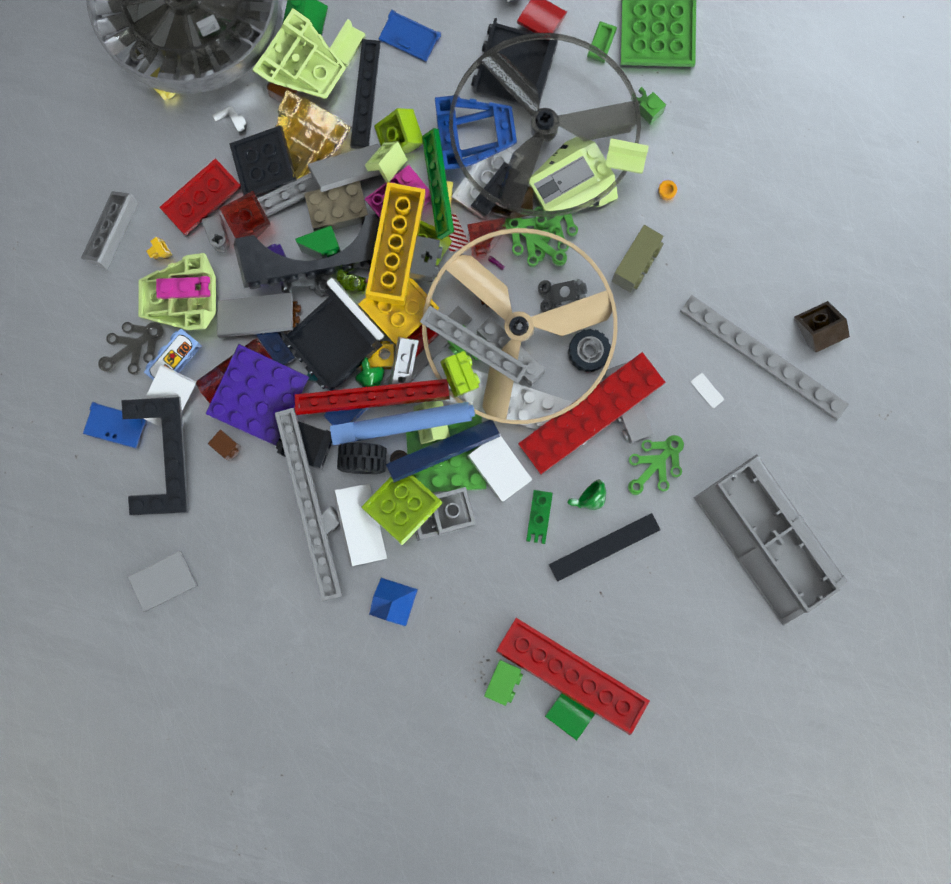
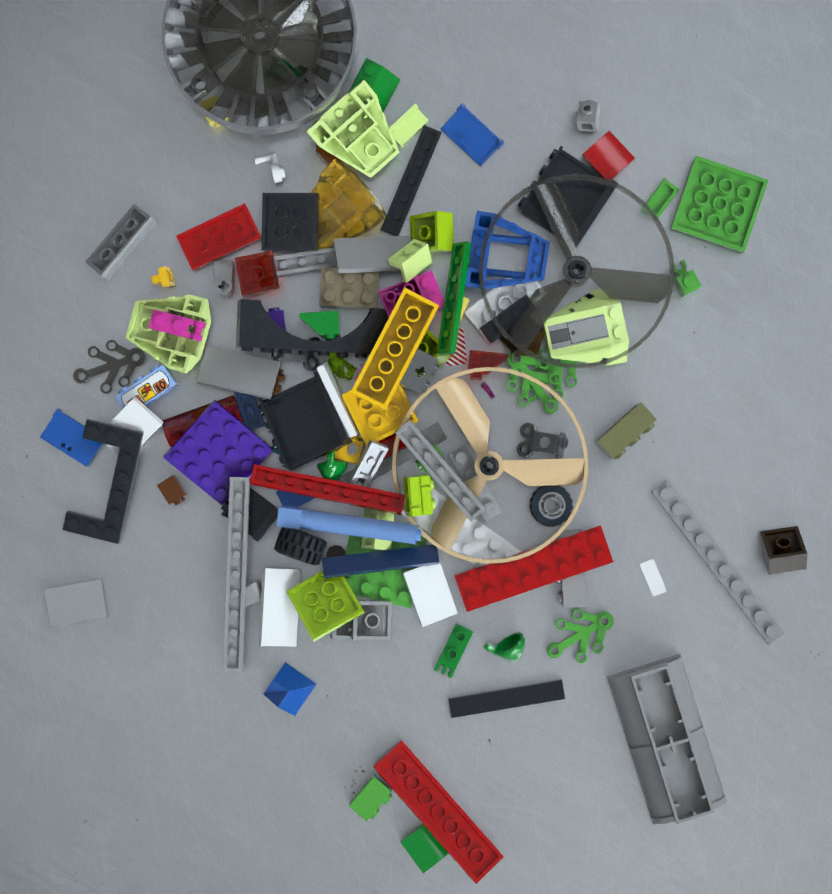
camera: 10 degrees right, 5 degrees up
(208, 25) = (275, 78): light grey tile -> none
(626, 156) = (645, 330): yellowish green panel -> none
(667, 190) = (677, 368): light orange tile -> none

